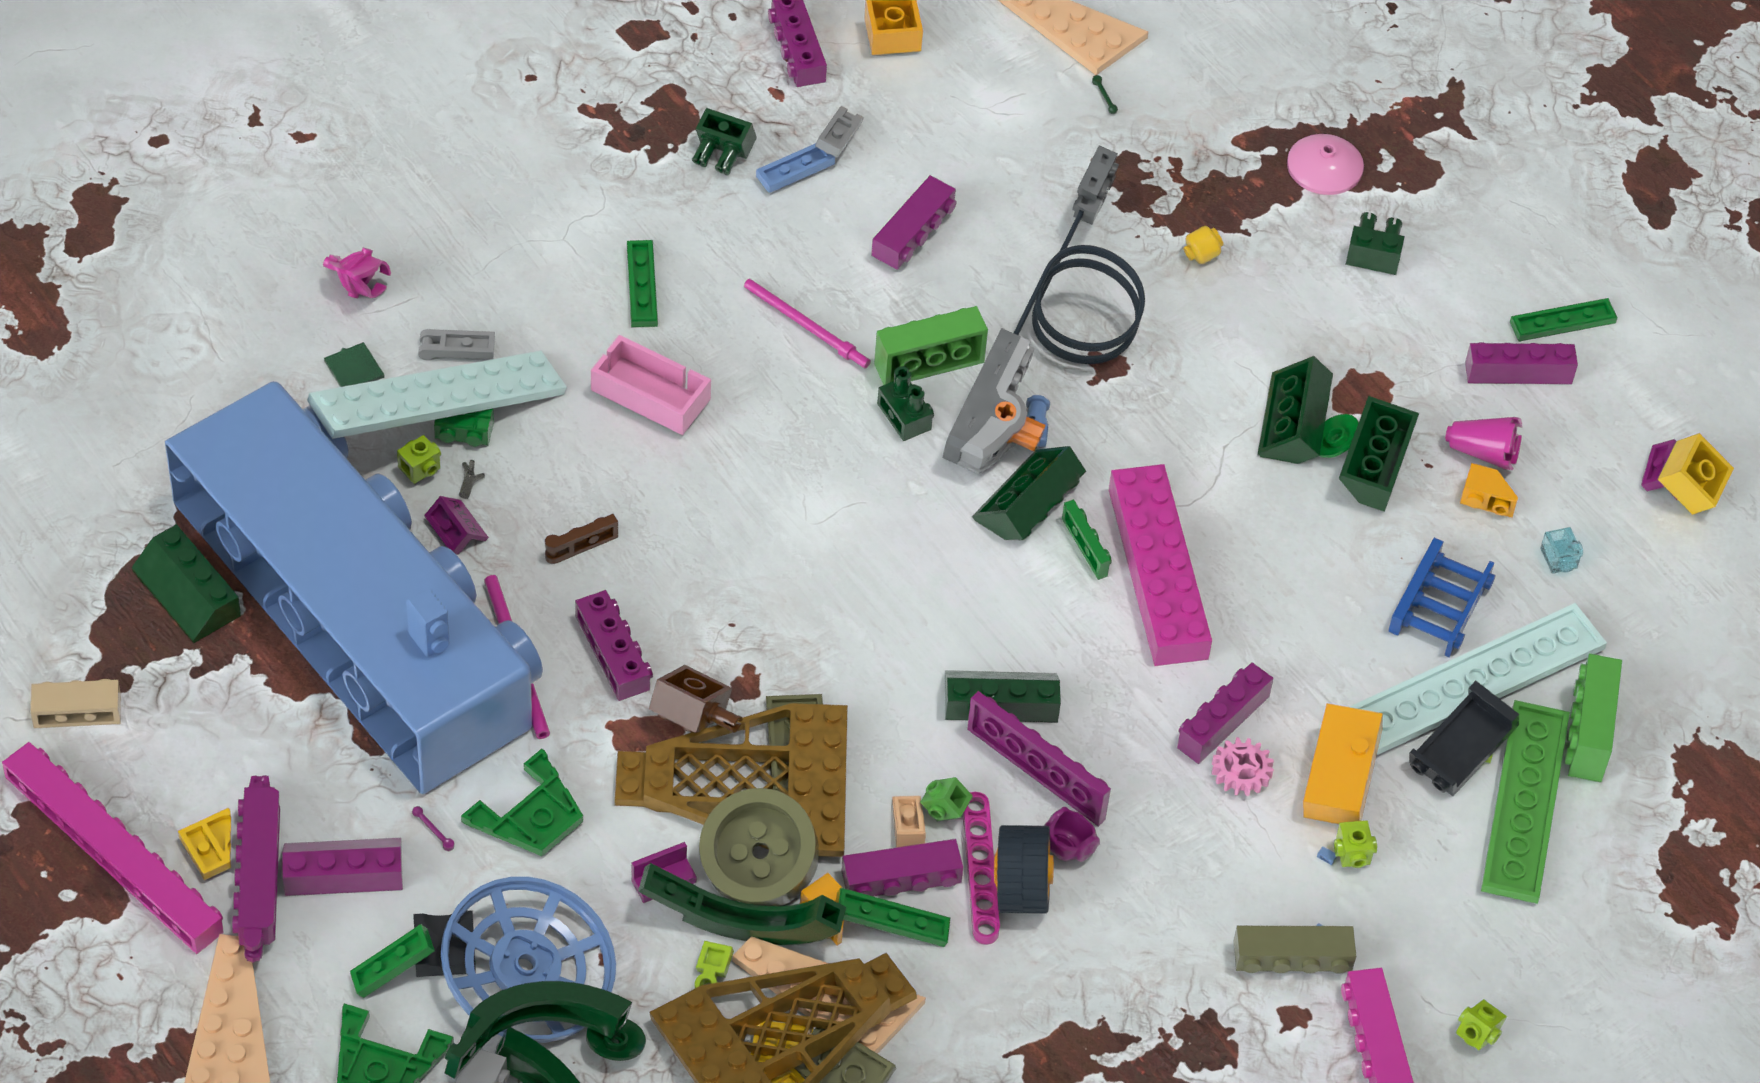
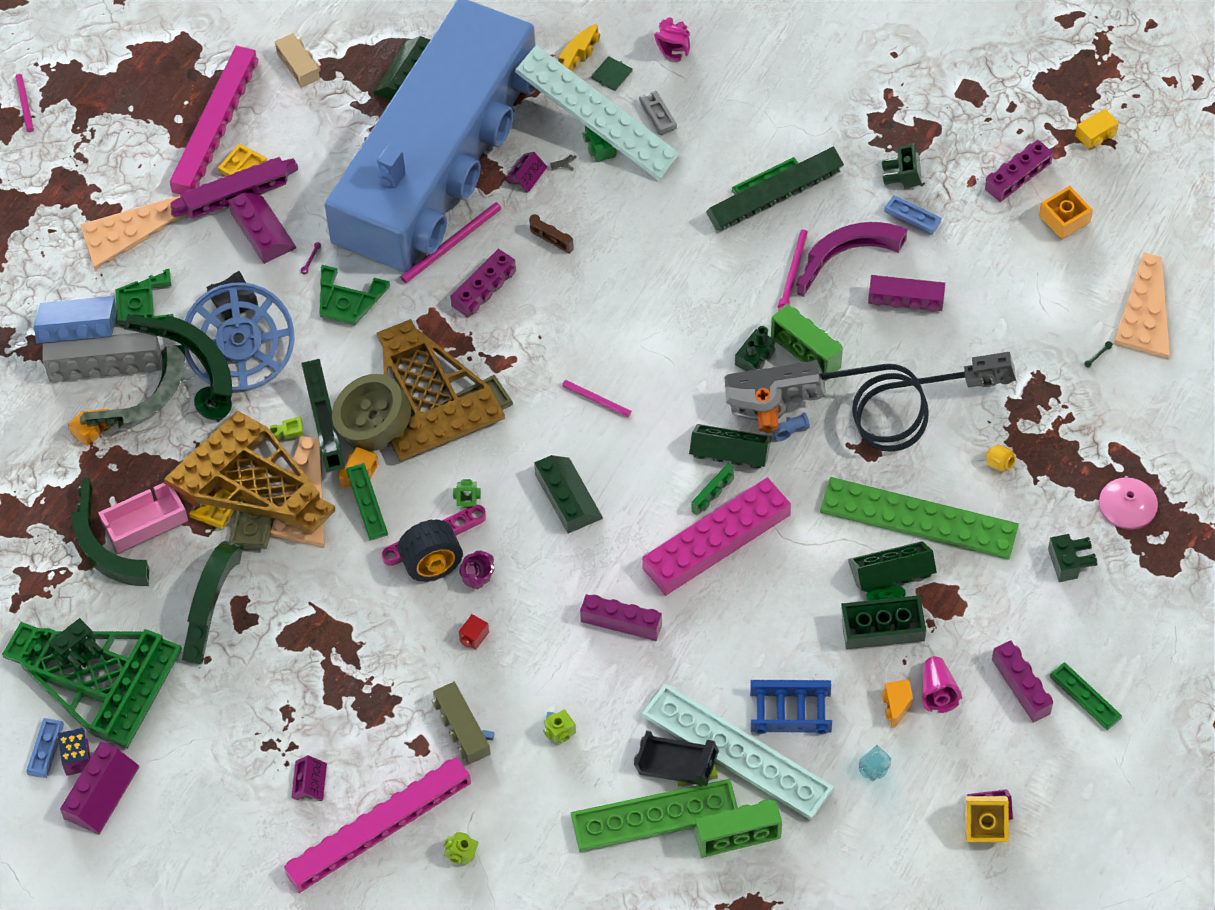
camera: 70 degrees right, 5 degrees up
(292, 374) = (579, 47): none -> yellow slope
(392, 961) = (203, 275): green plate -> none
(419, 459) = (557, 131): lime brick -> none
(650, 384) = (683, 216): bright pink piece -> none
(669, 275) = (774, 188): none -> dark green brick
(670, 859) = (337, 375): magenta panel -> none
(693, 700) = (459, 335): reddish brown brick -> none
(802, 214) = (848, 237): none -> magenta arch
(839, 132) = (954, 223): light grey plate -> none
(870, 603) = (596, 398): none -> dark pink bar
(903, 868) = (405, 492): magenta brick -> none
(908, 820) = (443, 485): light nougat slope -> none
(1039, 758) = (523, 525): magenta plate -> none
(1160, 881) = (473, 632): none -> red brick
(1237, 361) = (919, 518): none -> bright green plate
(1241, 768) = (594, 647): bright pink gear -> none
(1342, 764) = (613, 696): light orange brick -> none

